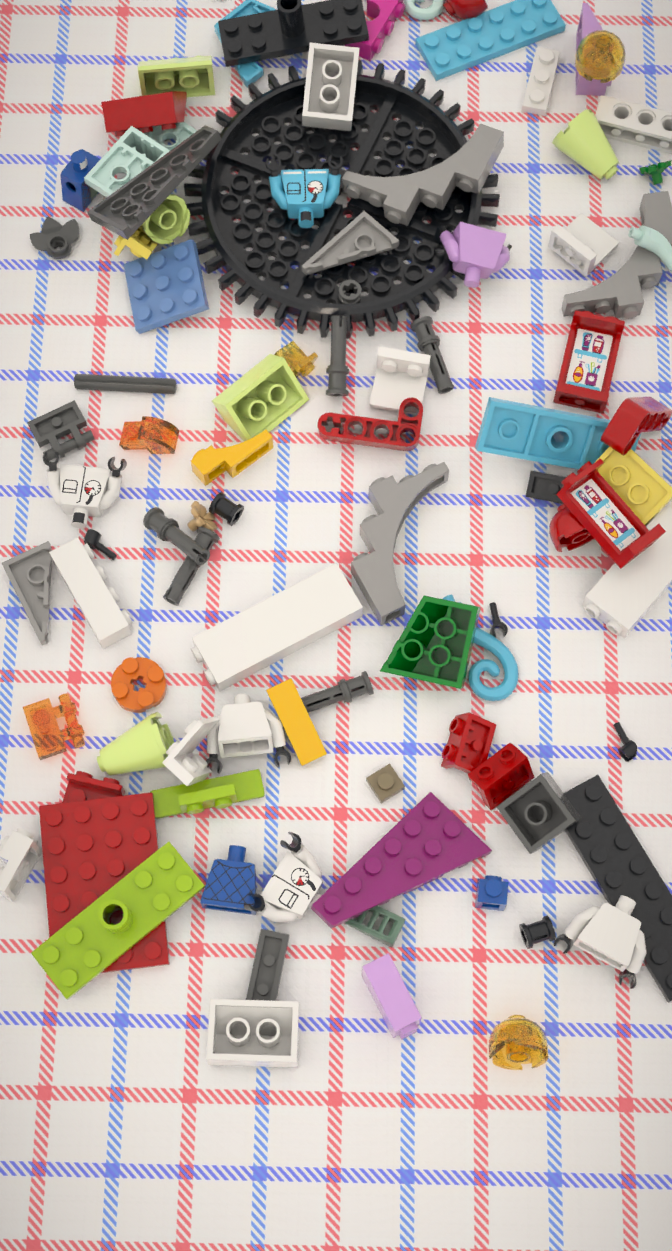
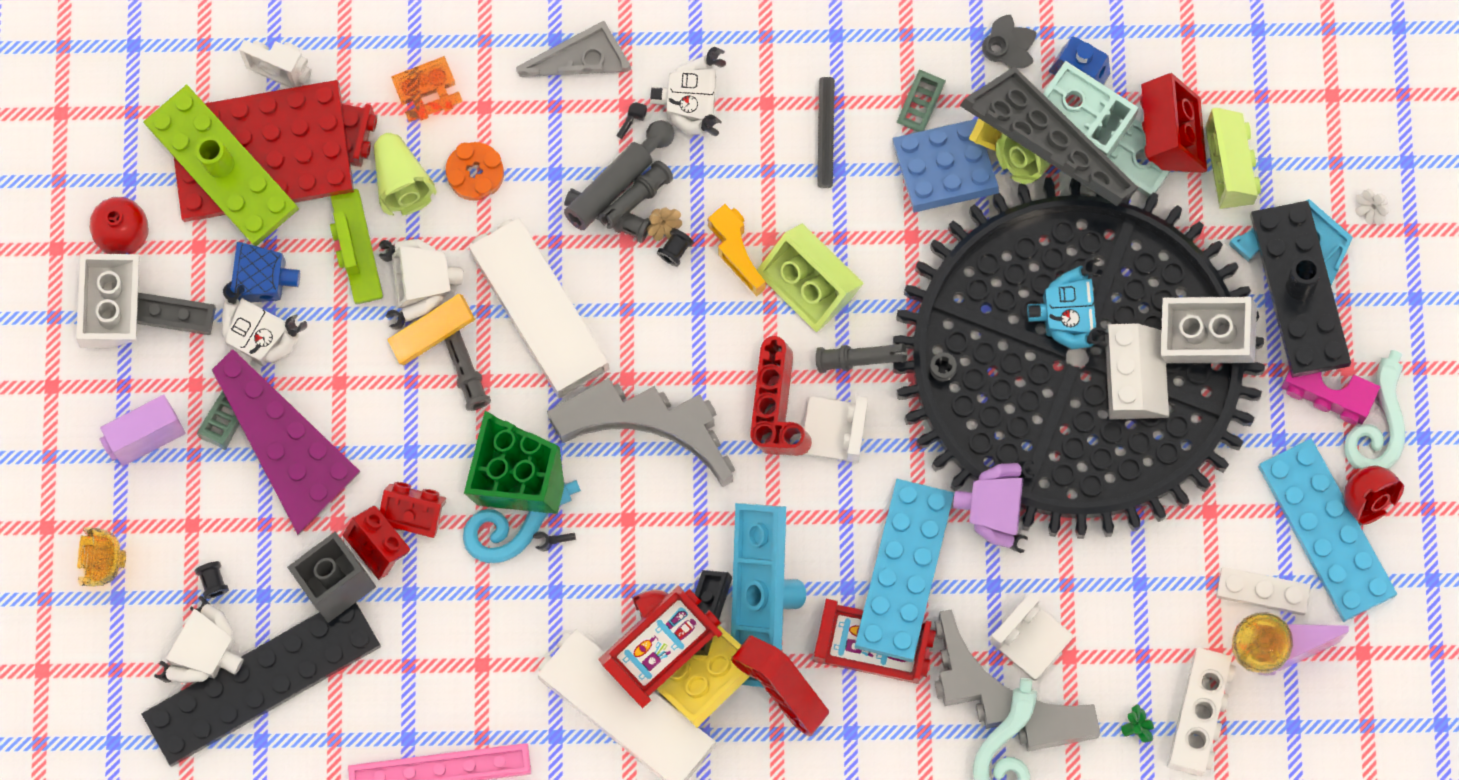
camera: 90 degrees right, 5 degrees up
(58, 424) = (771, 64): dark grey plate -> none
(91, 593) = (573, 113): white brick -> none
(100, 296) = (929, 79): none -> sand green slope
(150, 434) = (759, 161): clear orange brick -> none
(157, 551) = (618, 176): none -> dark grey piece
(173, 1042) = (118, 226): none -> red cylinder
(181, 761) = (378, 219): white bracket -> none
(297, 359) = (859, 311): clear yellow bracket -> none
(356, 241) = (1009, 371): light grey wing -> none
(362, 151) = (1135, 372): none -> white slope
(385, 783) = (370, 426): dark tan plate -> none
(429, 345) = (840, 478): dark grey pin -> none
(433, 186) = (1108, 492): light grey arch -> none
(491, 893) = (251, 532): blue brick -> none
(526, 335) = (904, 570): none -> medium azure plate
(588, 145) = (1160, 642): yellowish green cone -> none
(629, 749) = (409, 679): black hand -> none

